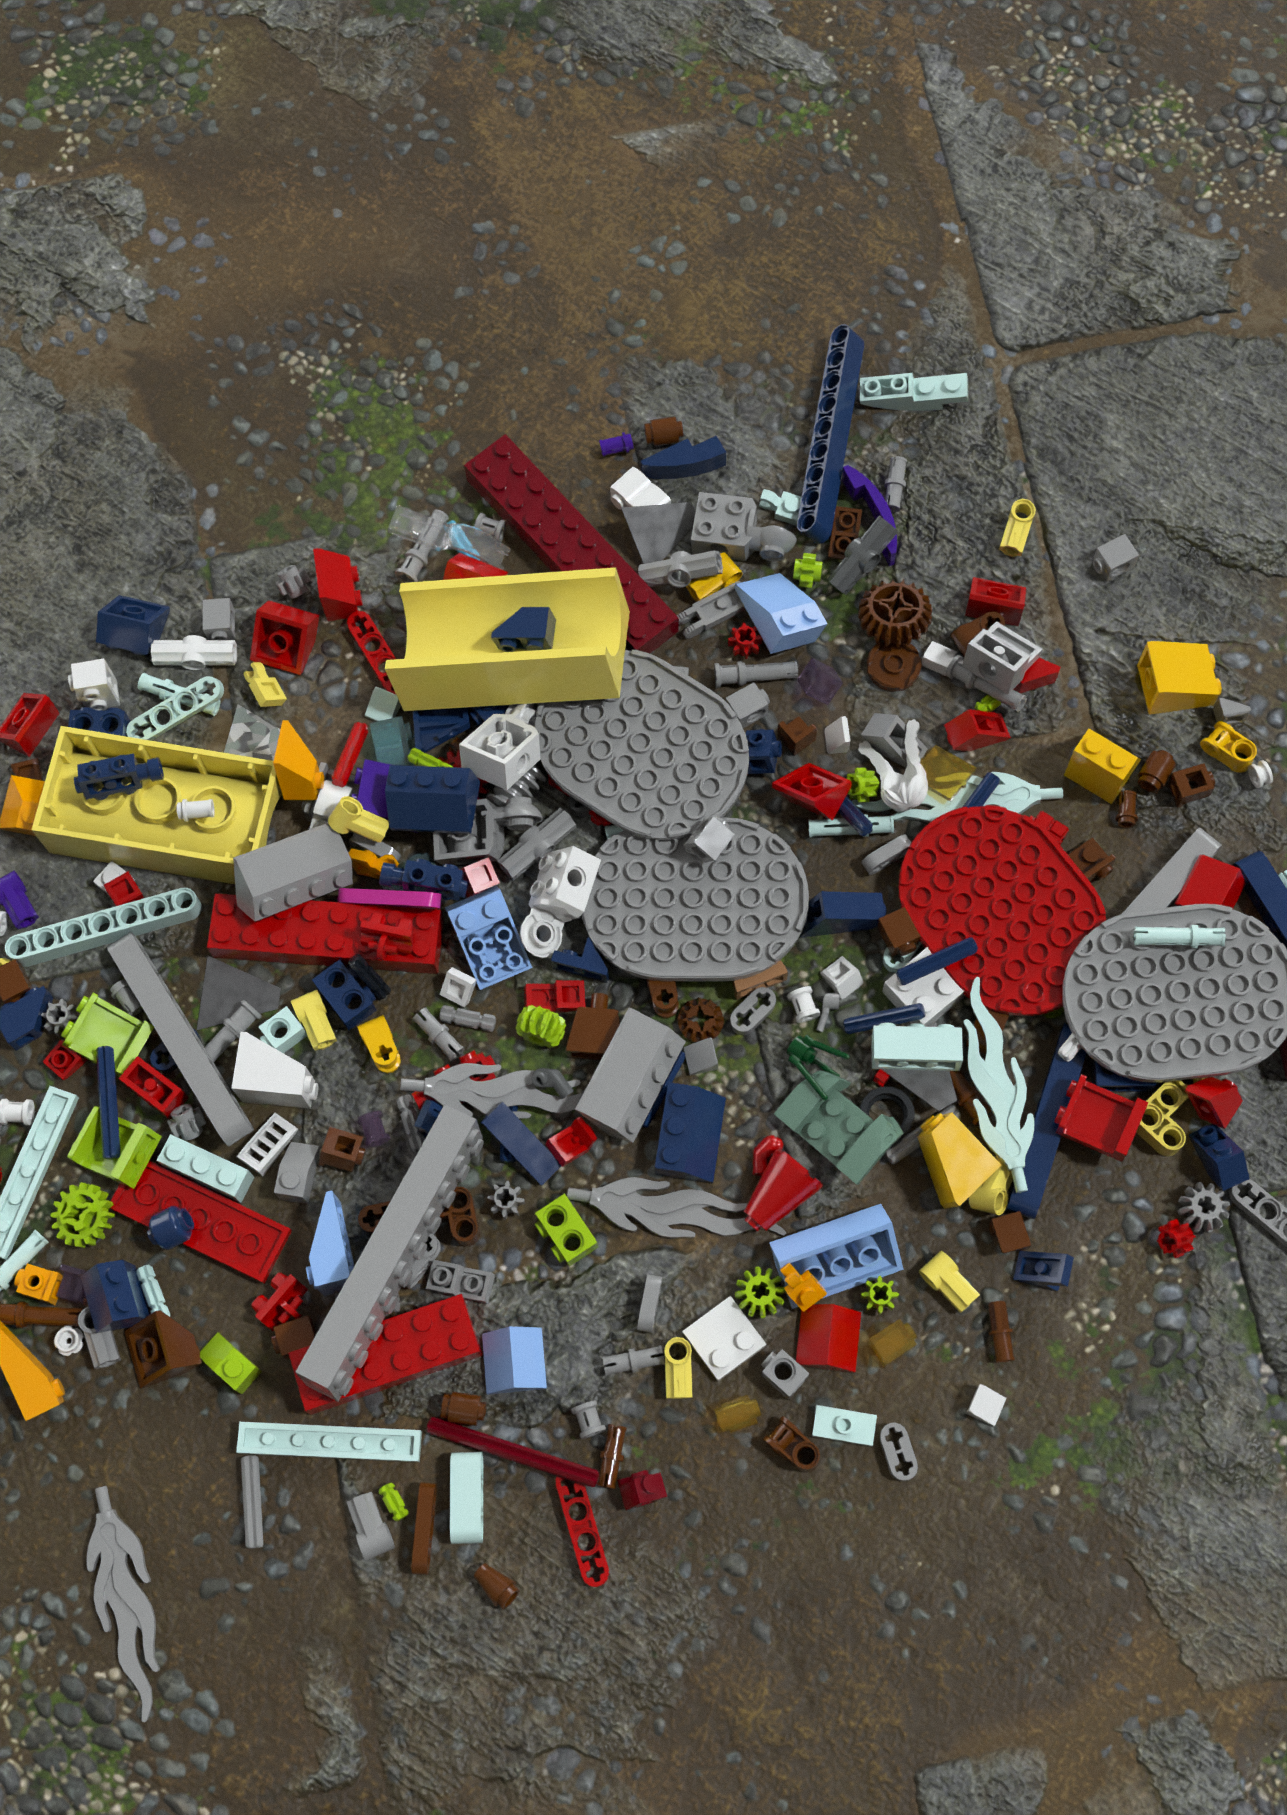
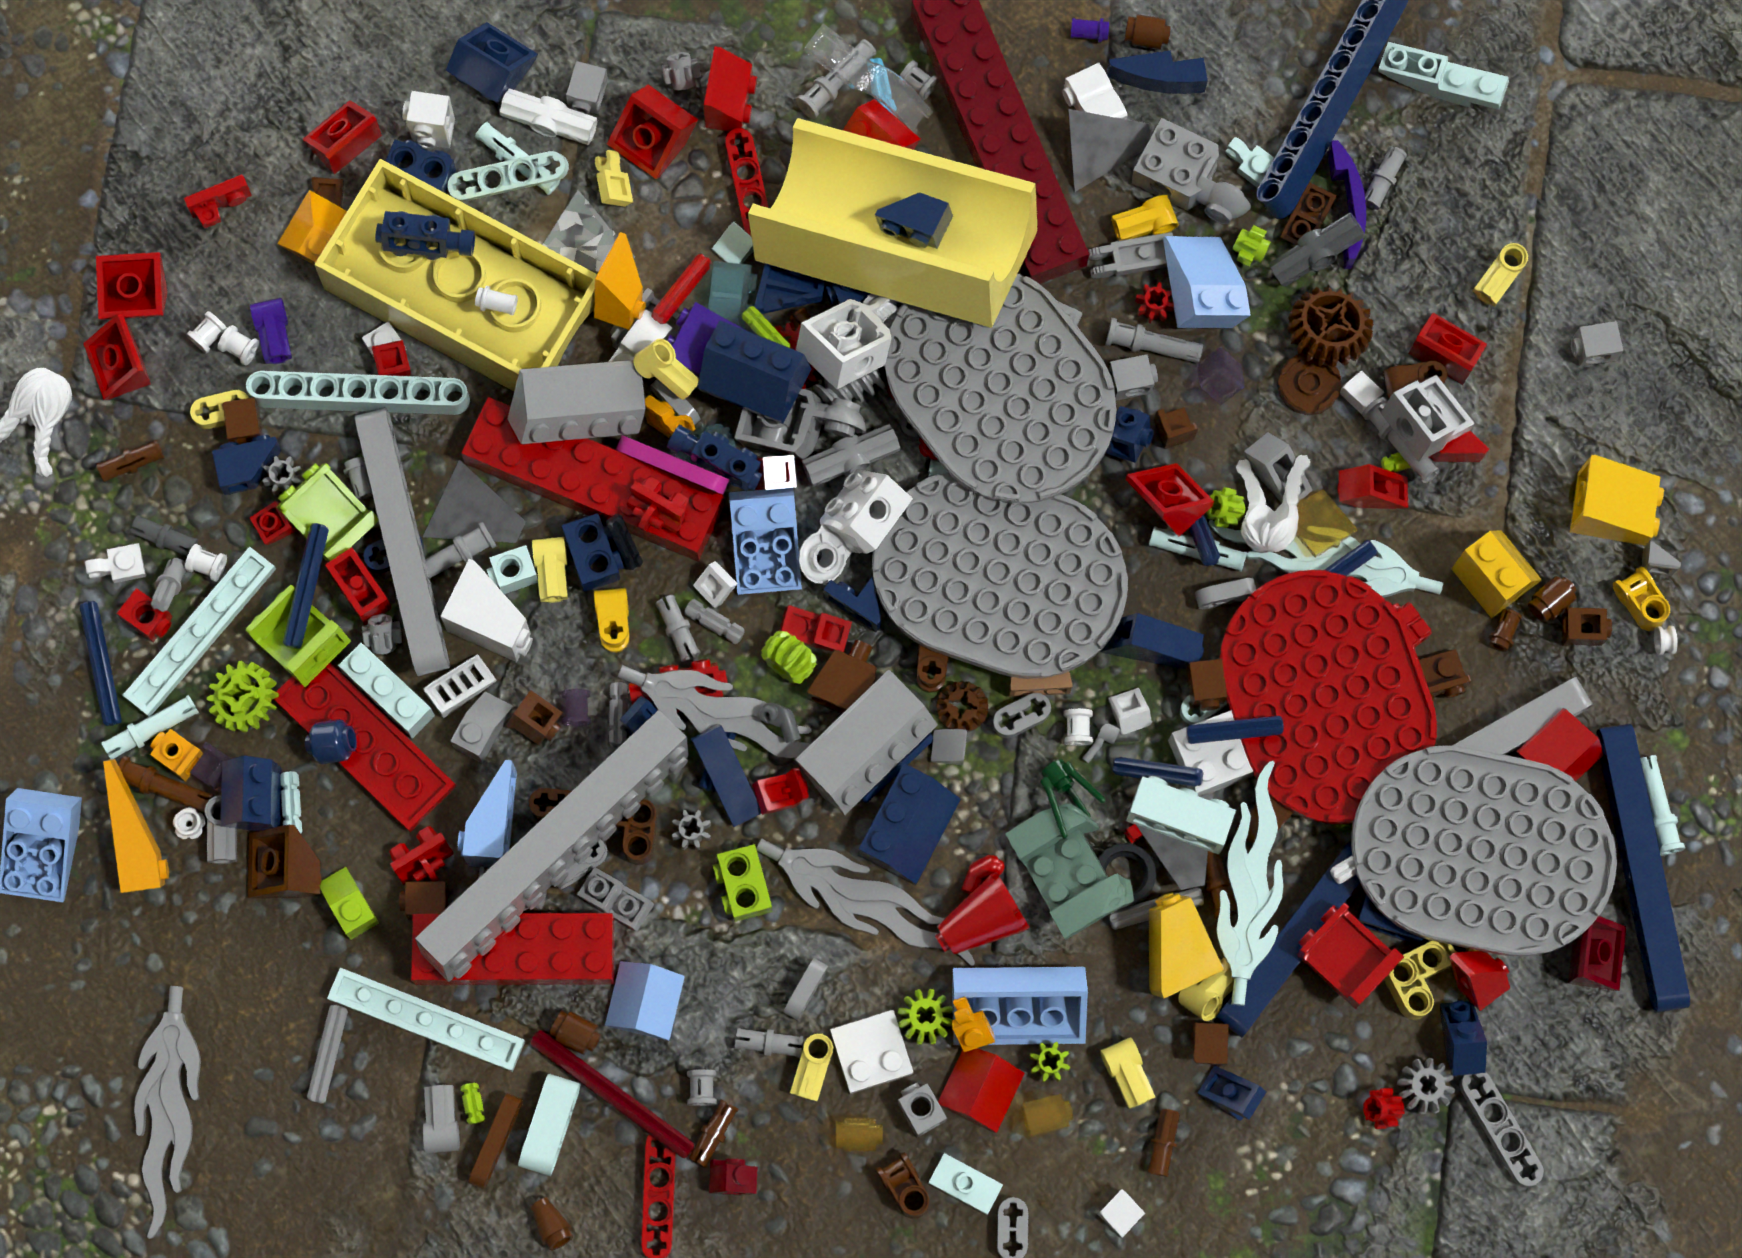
camera: 10 degrees right, 5 degrees up
(681, 568) = (1111, 199): light grey piece -> none
(709, 838) = (1037, 515): light grey brick -> none
(837, 736) = (1218, 444): white slope -> none
(1179, 936) = (1503, 791): light aqua pin -> none

